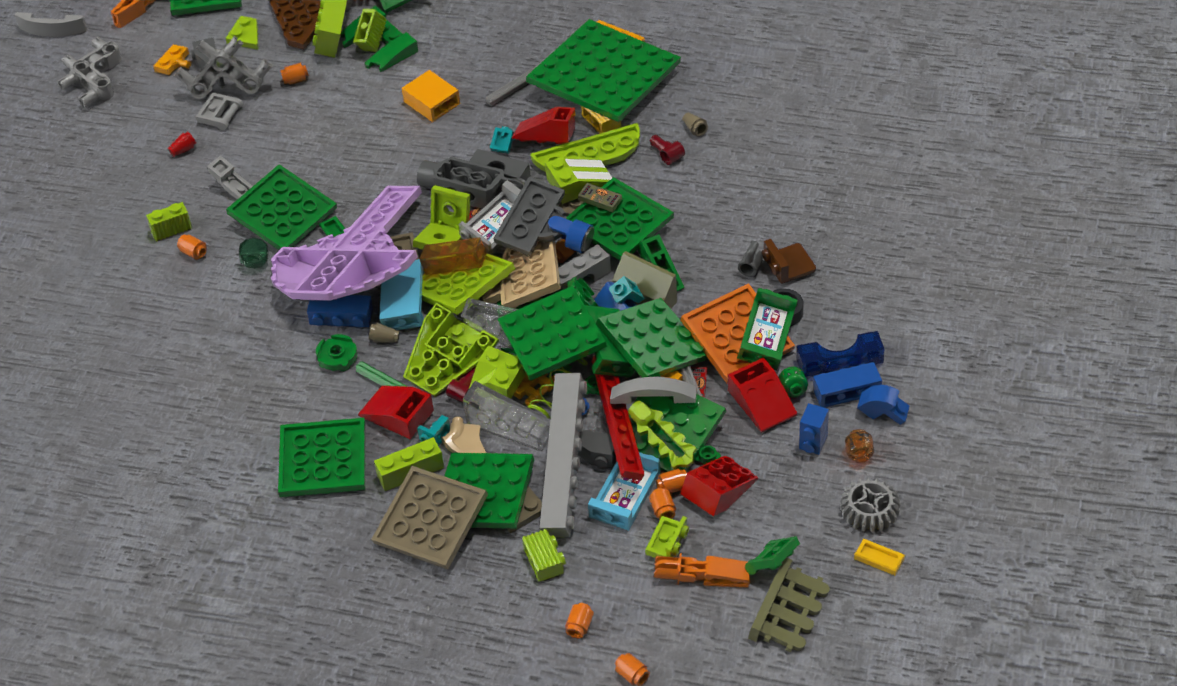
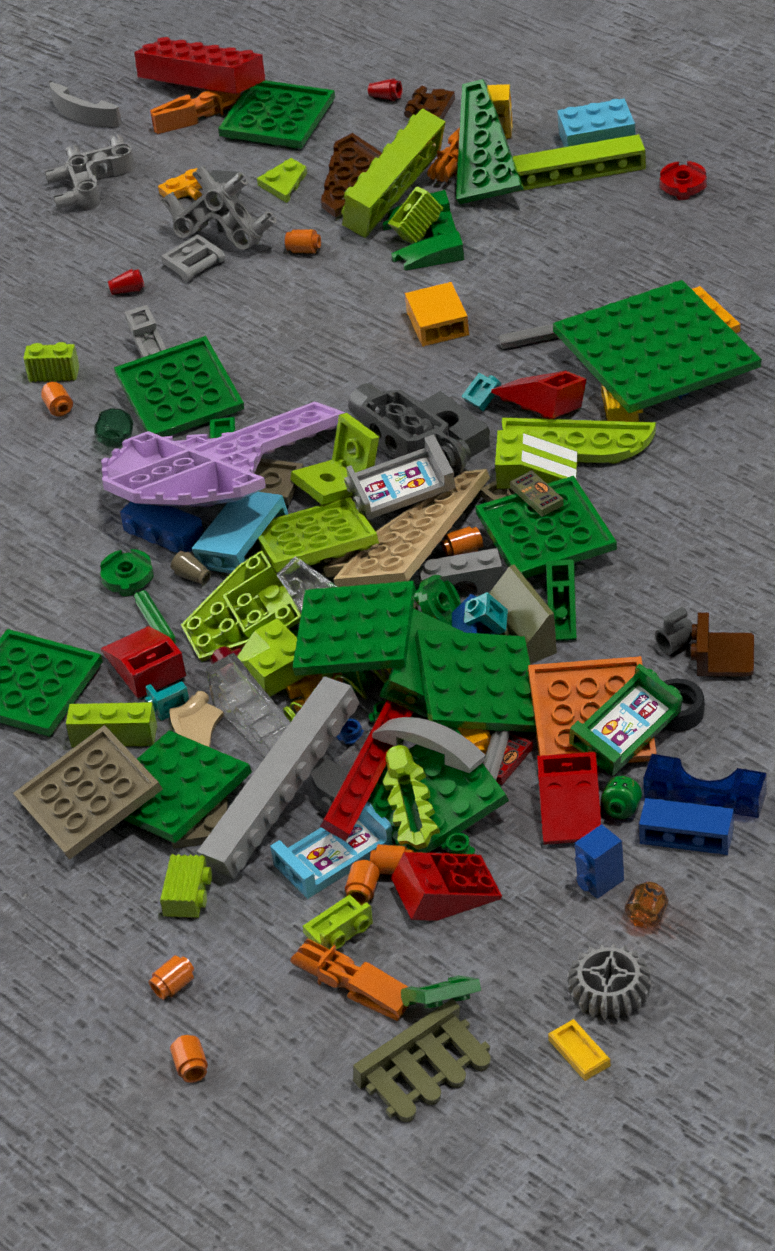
camera: 30 degrees right, 5 degrees down
(453, 256) = (320, 504): clear orange brick -> none
(538, 218) = (442, 494): dark grey plate -> none
(668, 151) = (672, 469): dark red pin -> none
(695, 124) = (727, 448): dark tan cone -> none
(883, 400) = (715, 861): blue brick -> none

